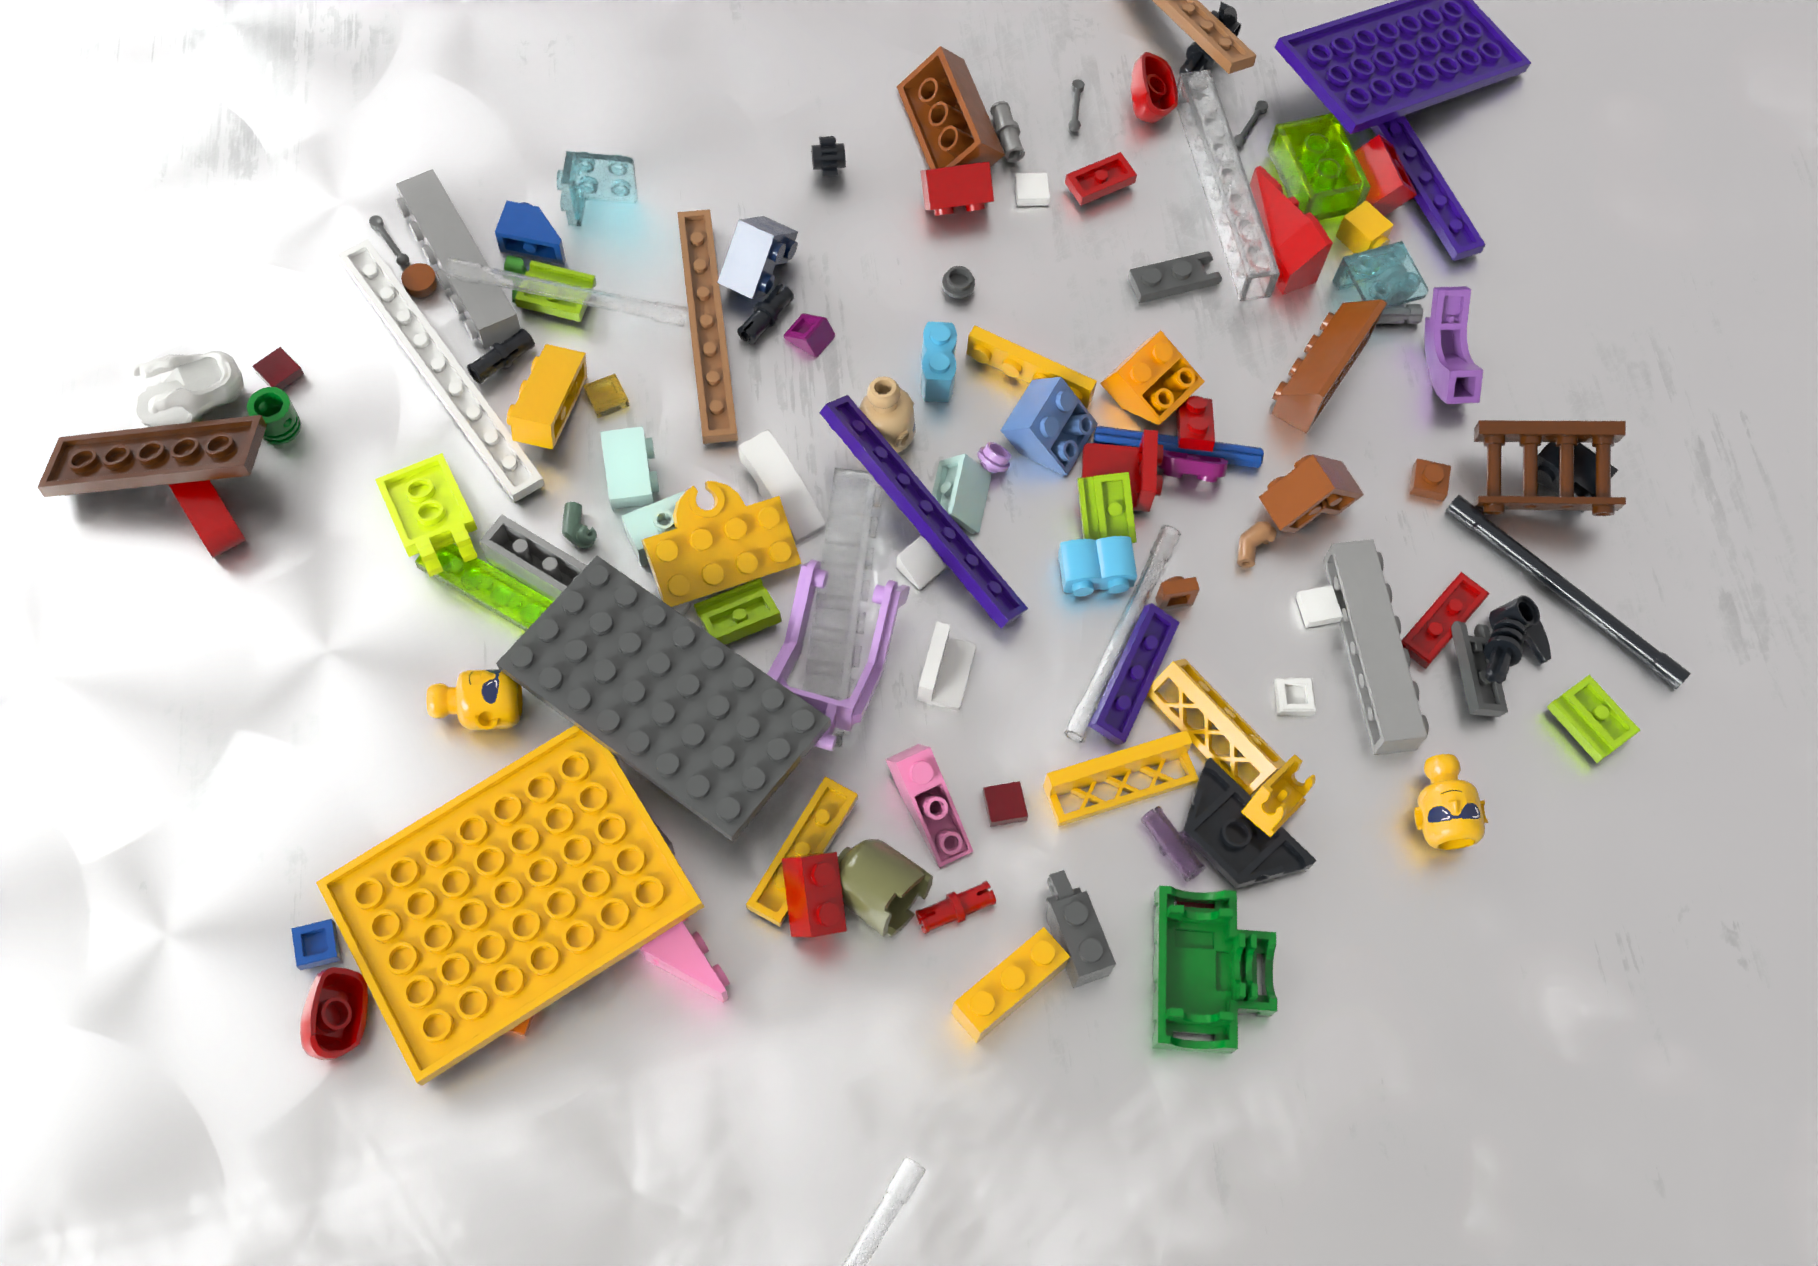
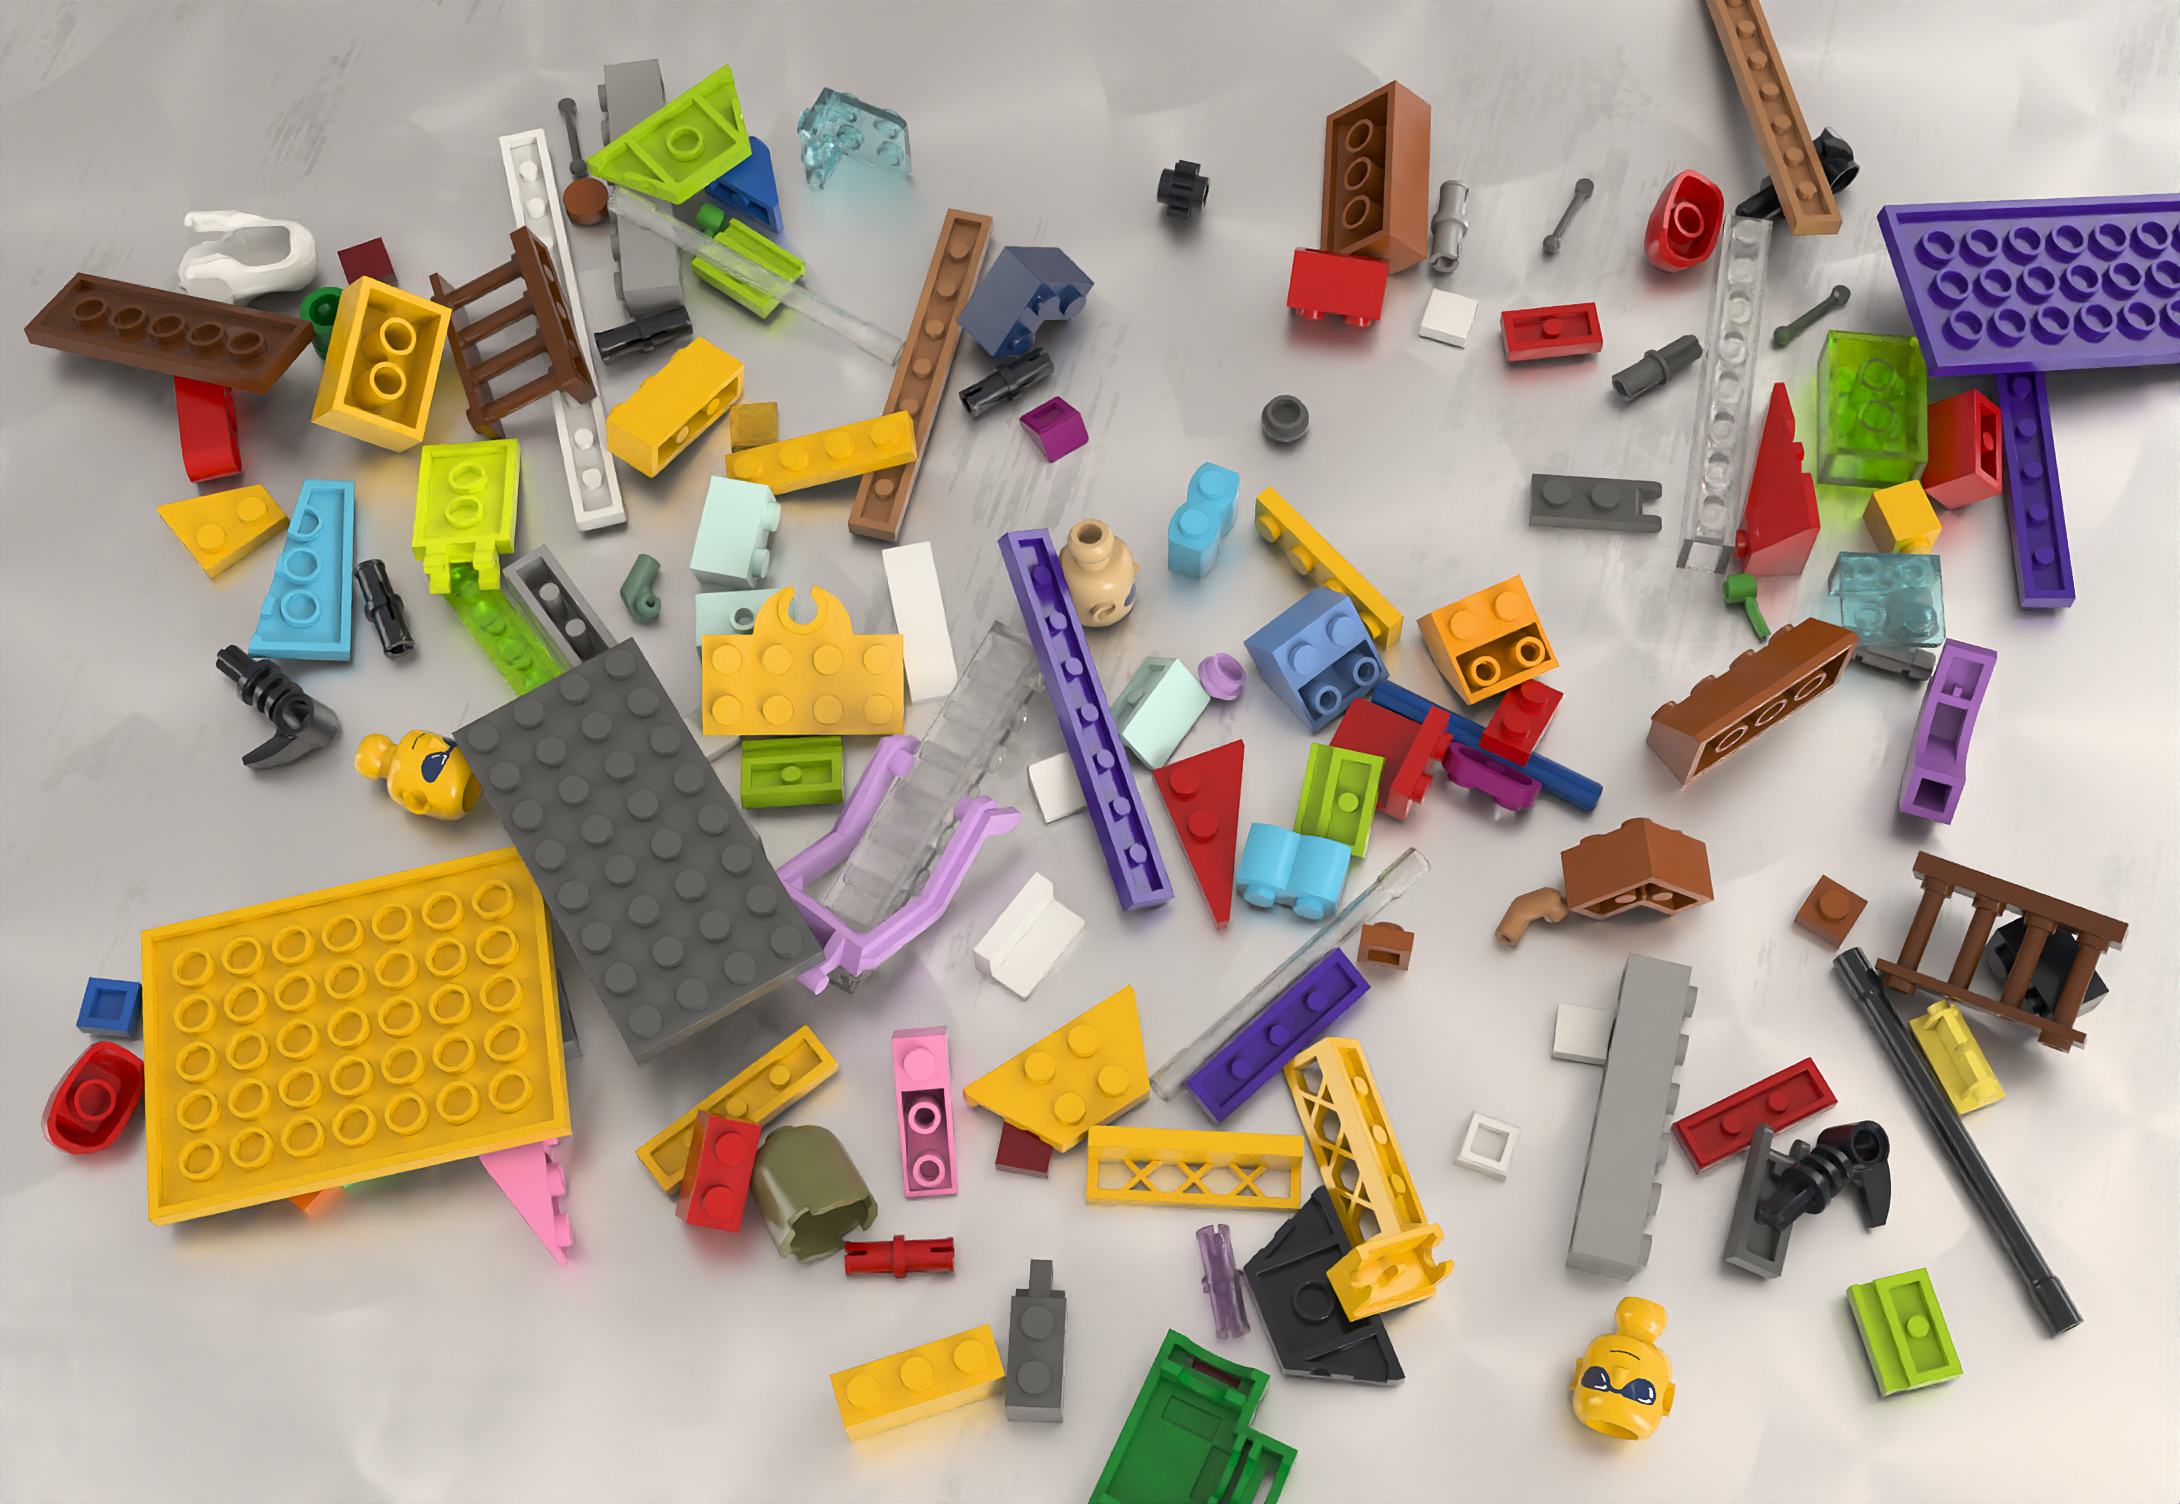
camera: 30 degrees right, 0 degrees up
(249, 580) = (224, 525): none -> yellow wing
(326, 430) = (381, 365): none -> yellow brick
(337, 598) = (312, 581): none -> medium azure wing
(351, 687) = (283, 703): none -> black piece
(396, 598) = (384, 608): none -> black pin
(441, 375) = (554, 336): none -> reddish brown fence
(477, 219) = (680, 144): none -> lime wing
(669, 395) = (827, 454): none -> yellow plate
(1016, 747) = (1073, 1076): none -> yellow wing
(1021, 548) = (1204, 812): none -> red wing
(1174, 182) = (1656, 367): none -> dark grey axle
(1288, 301) = (1744, 589): none -> bright green hand
(1543, 542) = (1956, 1058): none -> light yellow hinge

